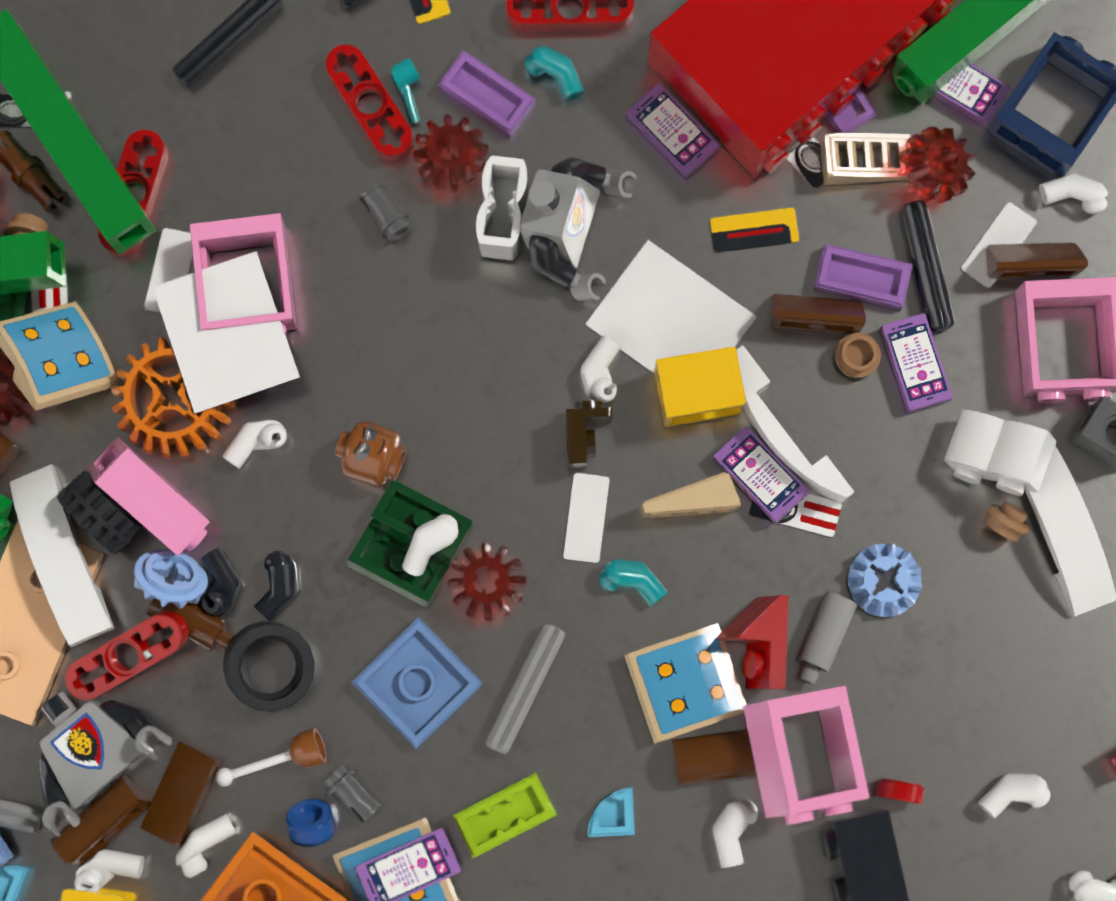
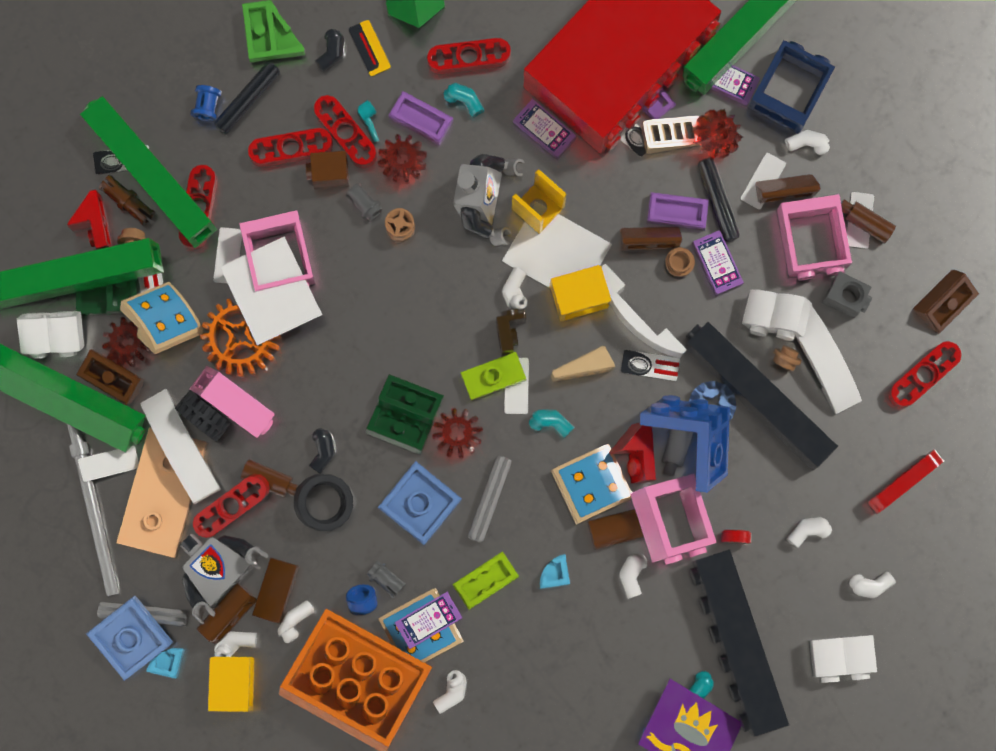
camera: 10 degrees left, 0 degrees up
(163, 37) = (206, 103): none -> blue bush
(188, 577) = (264, 452): light blue gear -> none
(223, 586) = (287, 455): black arm -> none
(254, 436) = (296, 356): white arm -> none
(269, 104) = (270, 157): none -> red beam
(305, 750) = (352, 553): hinge -> none
(336, 157) = (328, 169): none -> reddish brown brick
(371, 453) = (373, 359): dark orange head -> none
(428, 540) = (417, 410): white arm -> none
(436, 243) = (400, 218): none -> medium nougat wheel
(504, 202) = (440, 186): white brick -> none
(552, 499) = (493, 376): none -> lime plate
(660, 223) = (544, 190): none -> yellow piece
(754, 229) = (604, 188): sticker -> none
(761, 474) = (625, 345): tile -> none
(862, 600) = (712, 431): none -> blue bracket
(961, 575) = (760, 395): none -> black brick

